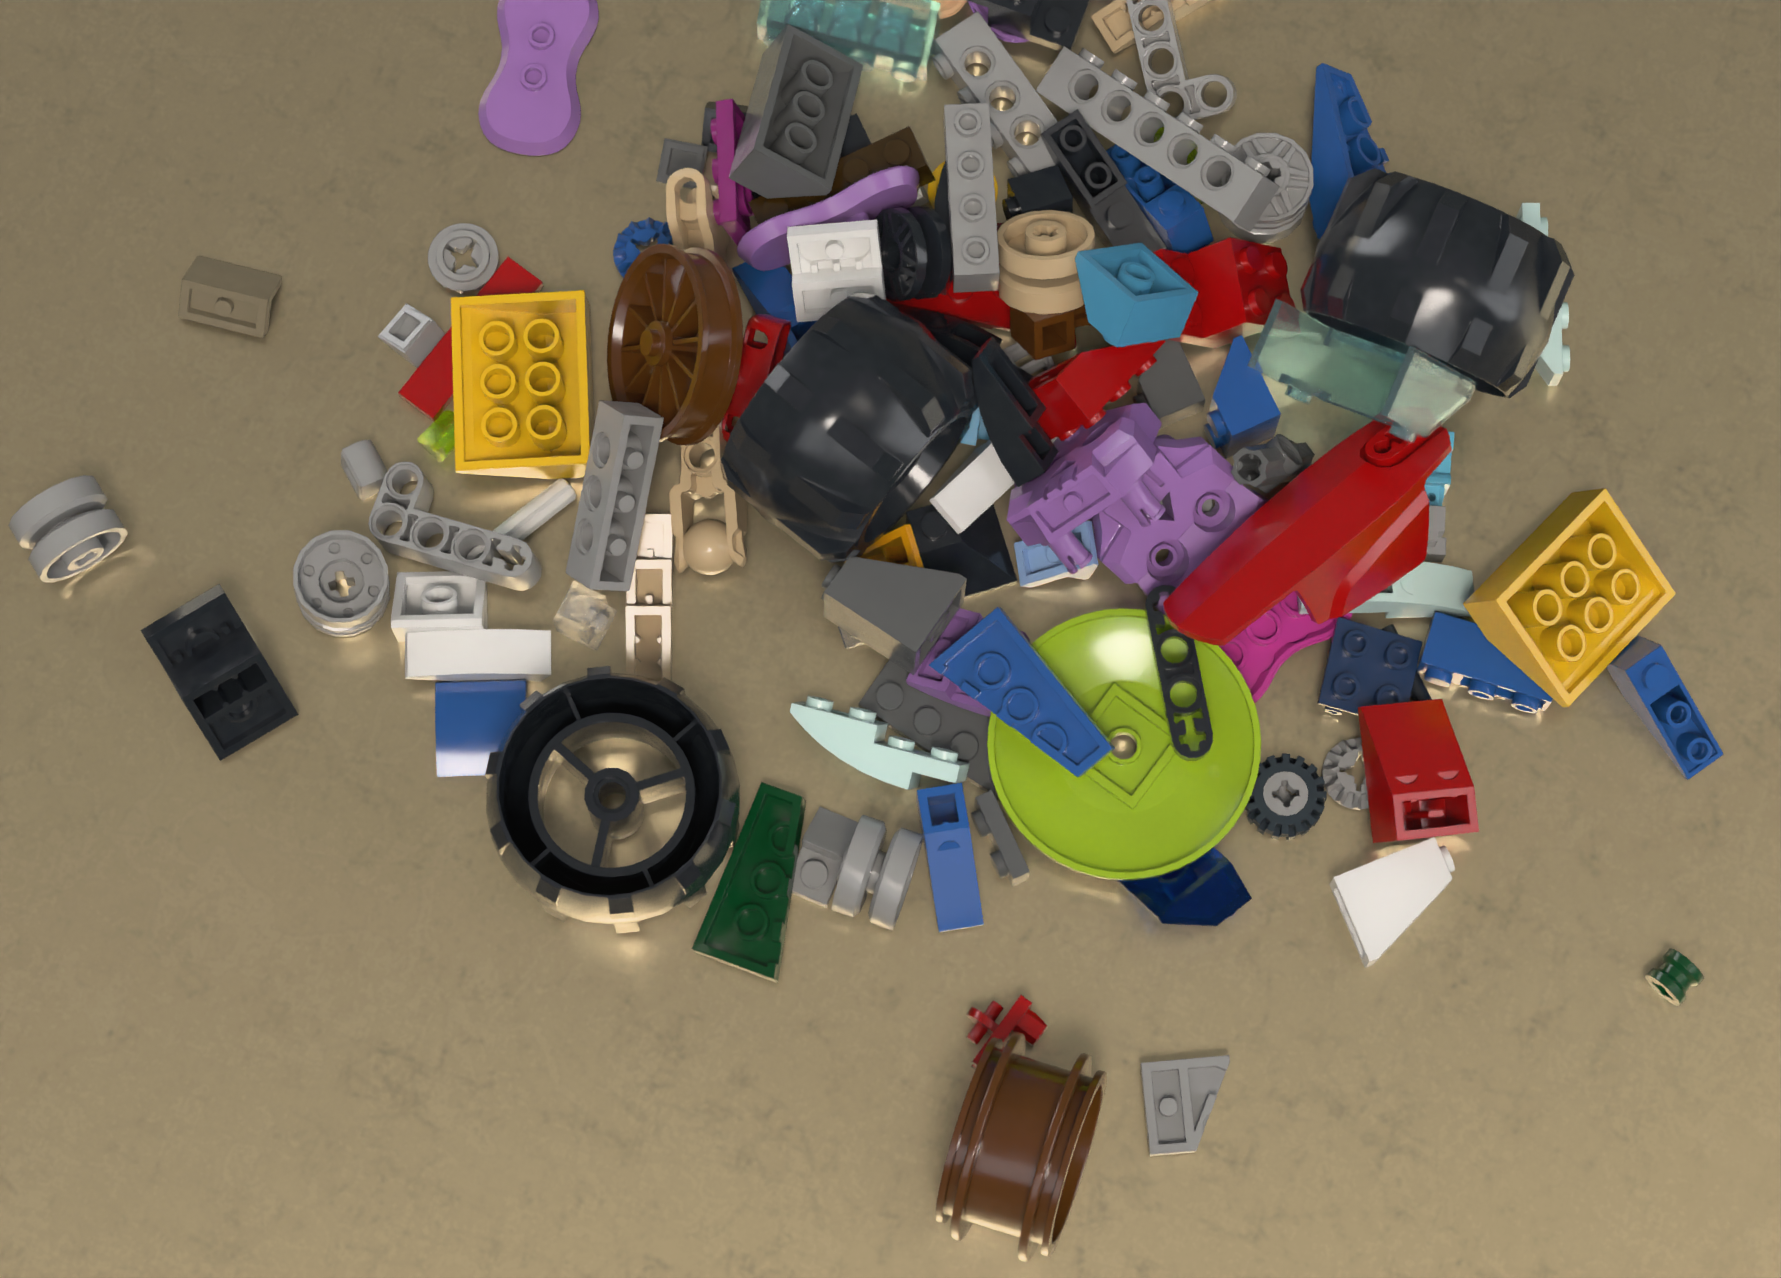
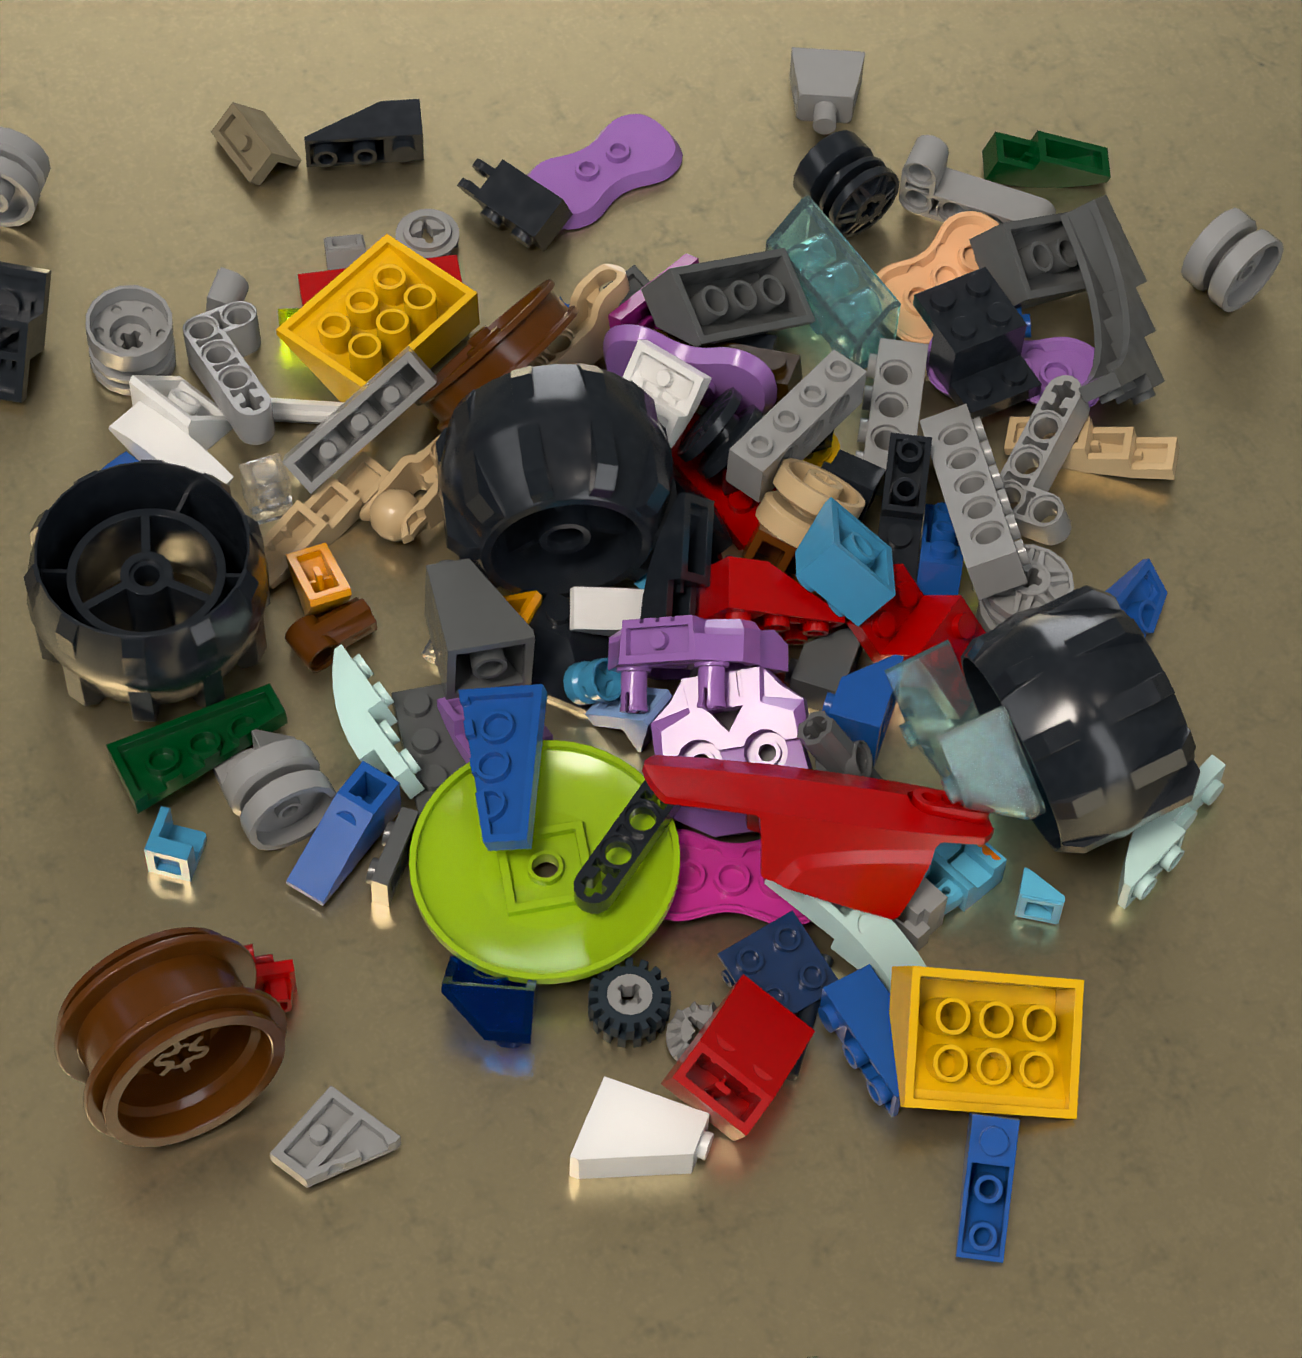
camera: 40 degrees right, 20 degrees down
(327, 194) = (373, 135): none -> black slope
(512, 165) = (518, 203): none -> black hinge
(712, 661) = (318, 579): none -> light orange slope
(760, 705) = (316, 638): none -> reddish brown piece
(829, 981) = (173, 848): none -> dark azure panel
(1009, 559) = (591, 682): none -> dark azure wheel
(1495, 440) = (1038, 899): none -> medium azure slope

